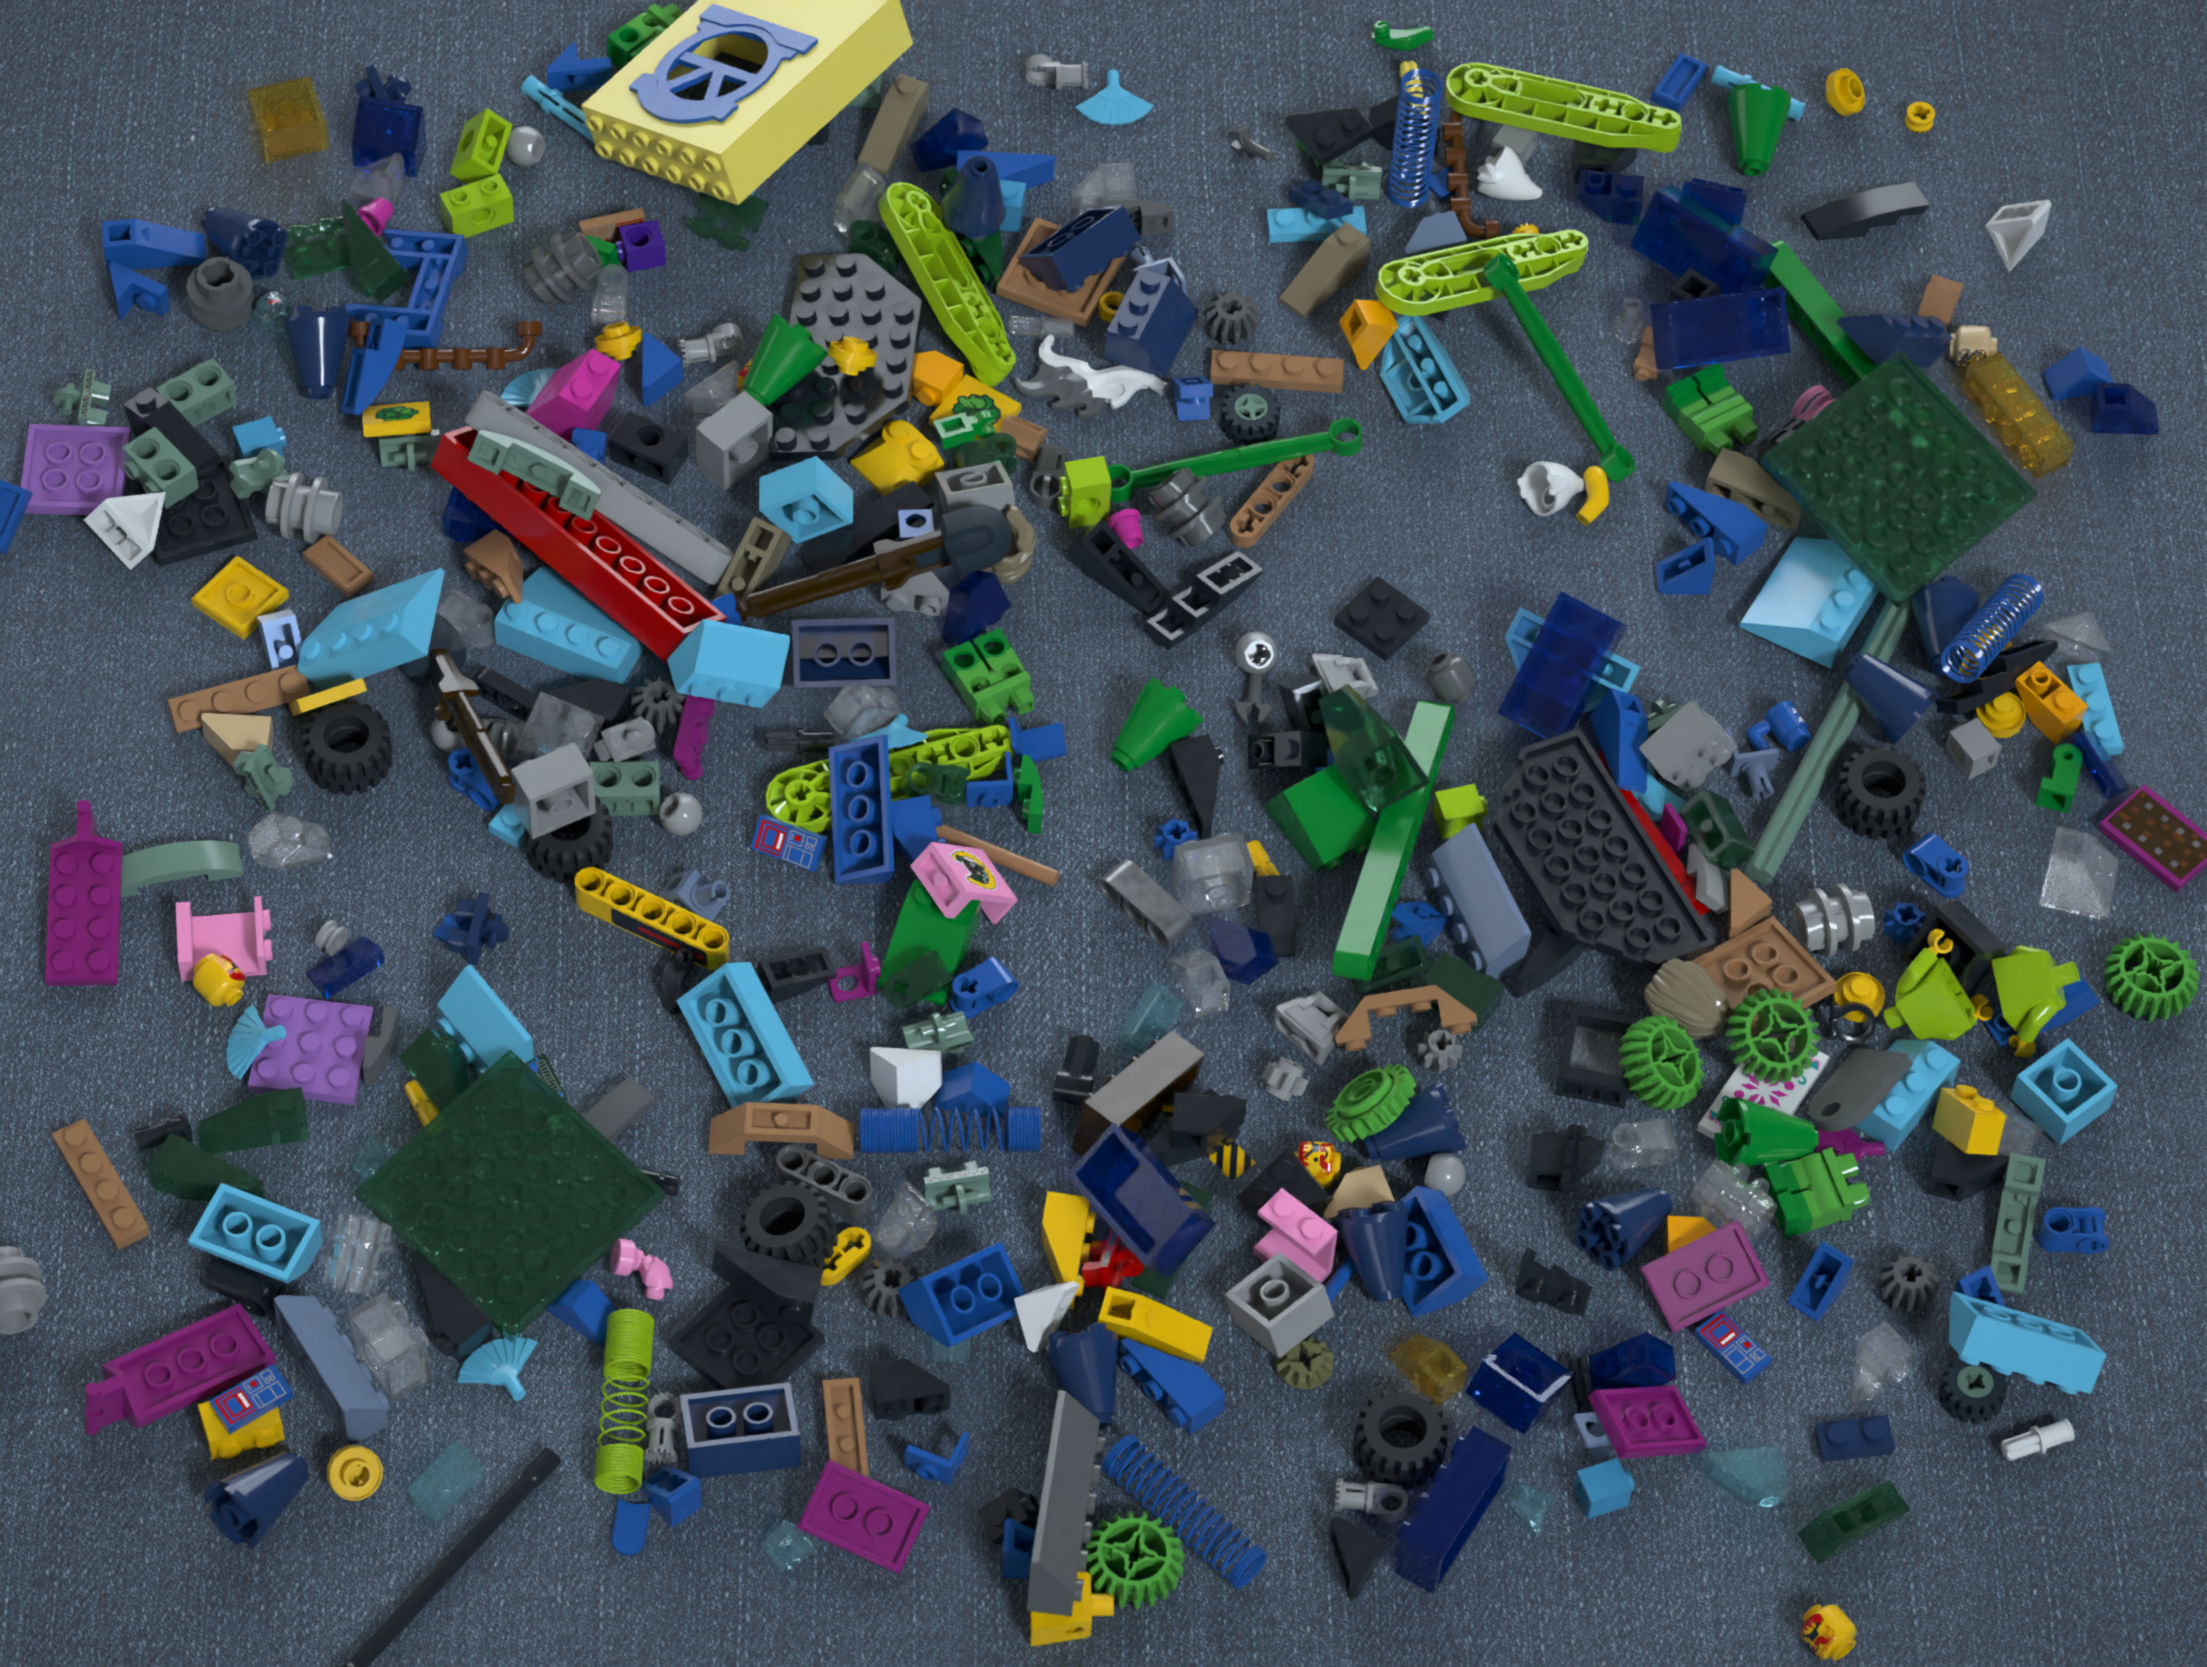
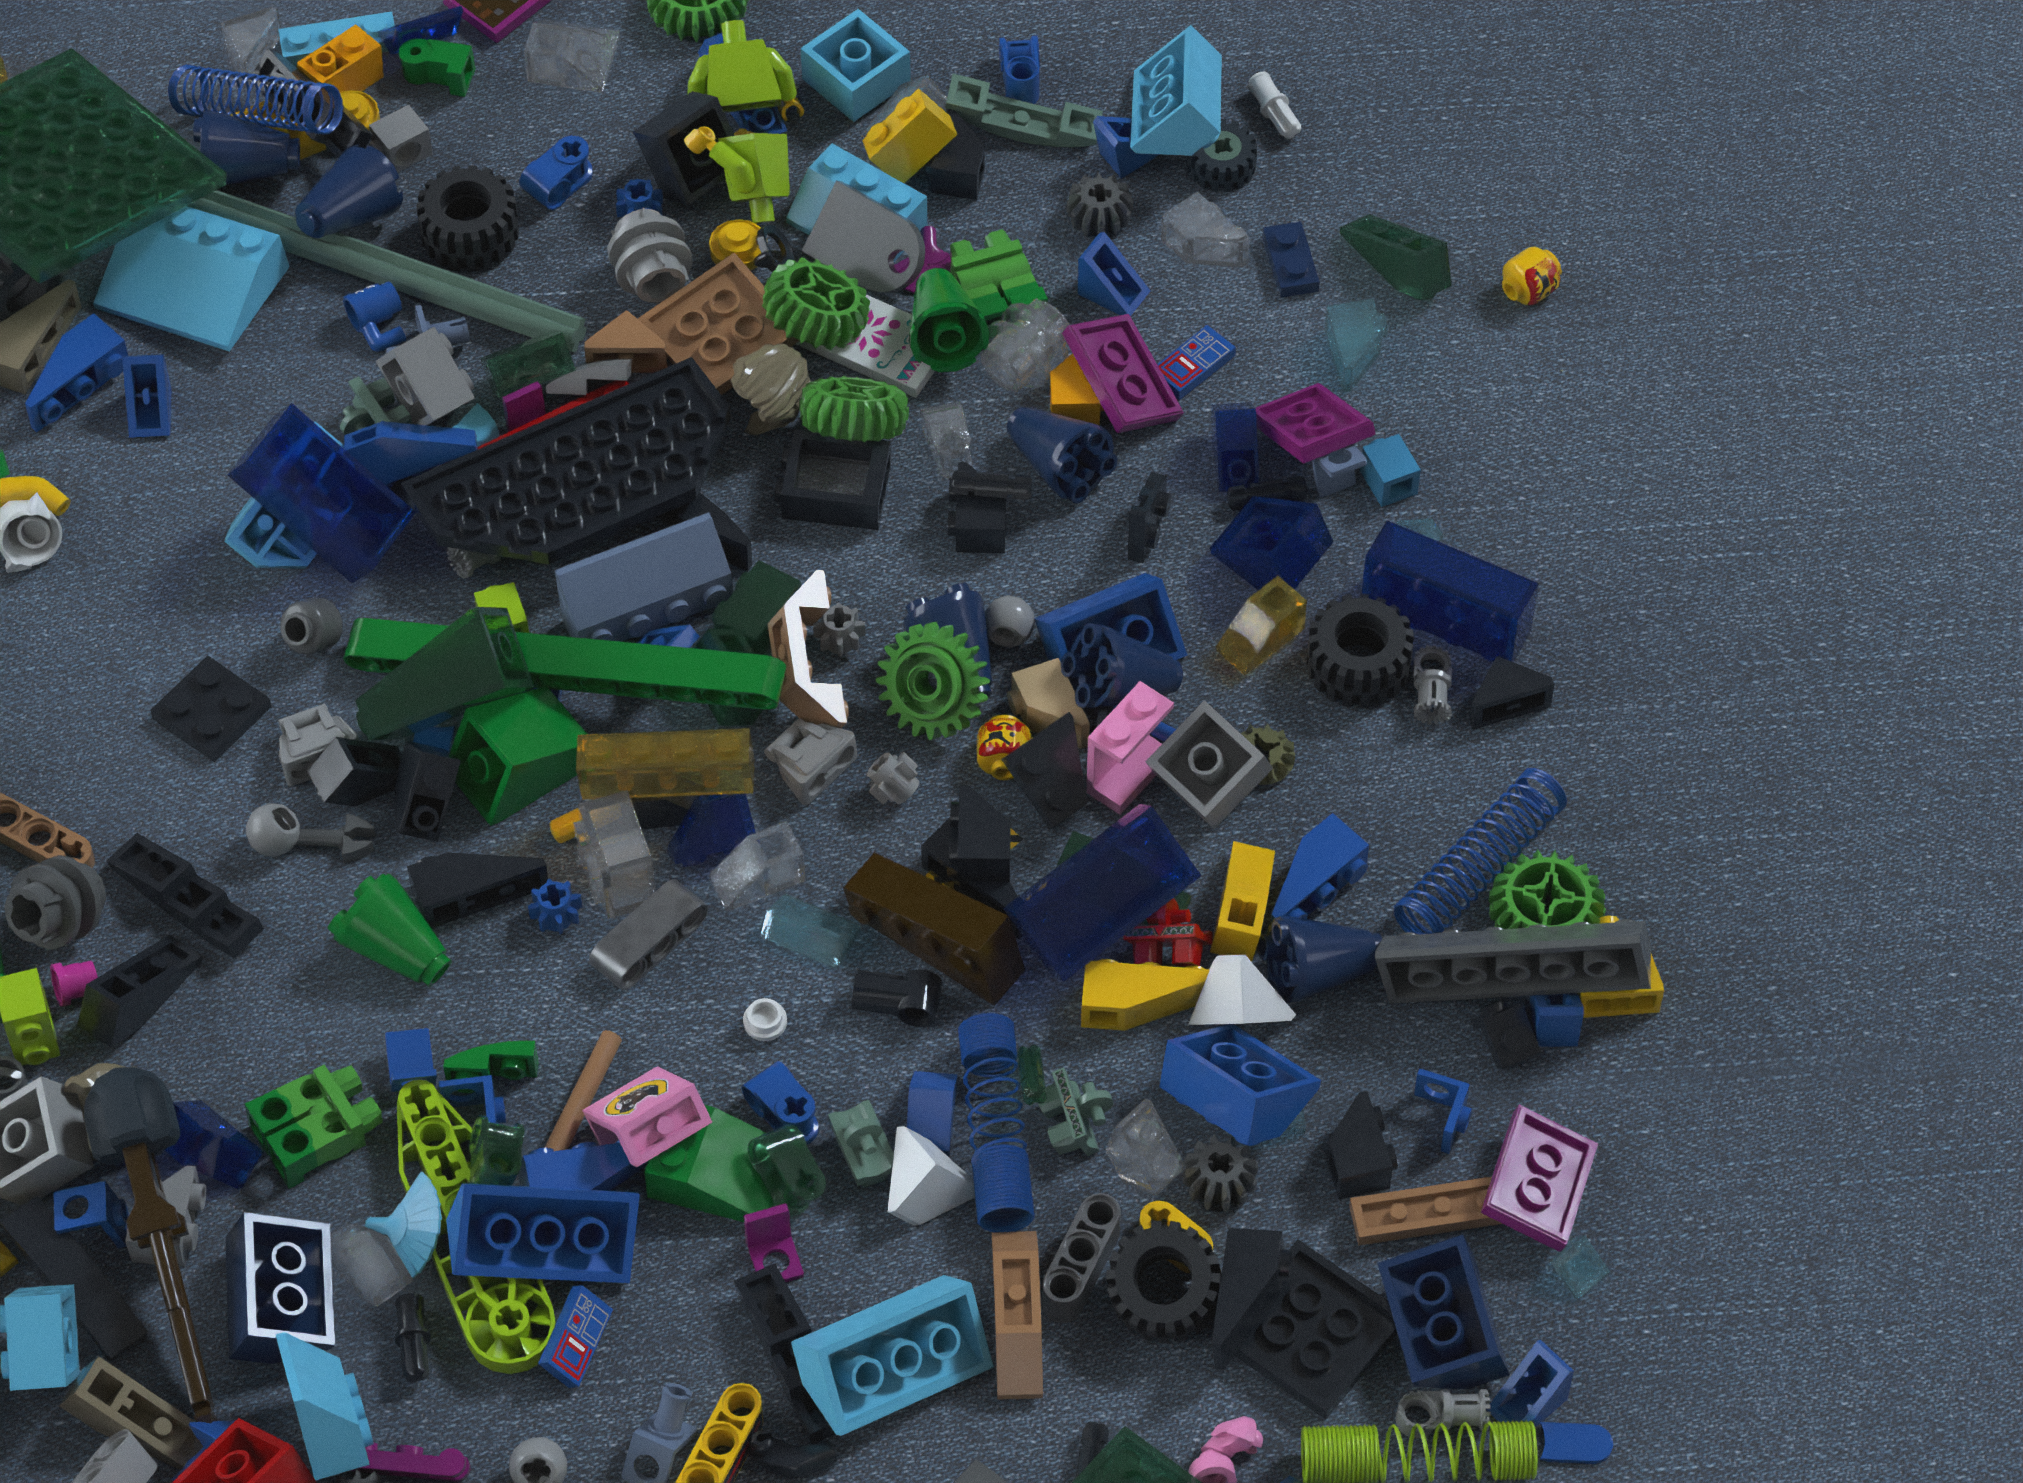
camera: 90 degrees left, 0 degrees up
(991, 1157) = (1031, 1075): none -> clear green axle
(1063, 982) = (765, 1020): none -> white plate
(1276, 892) = (666, 763): none -> clear yellow brick

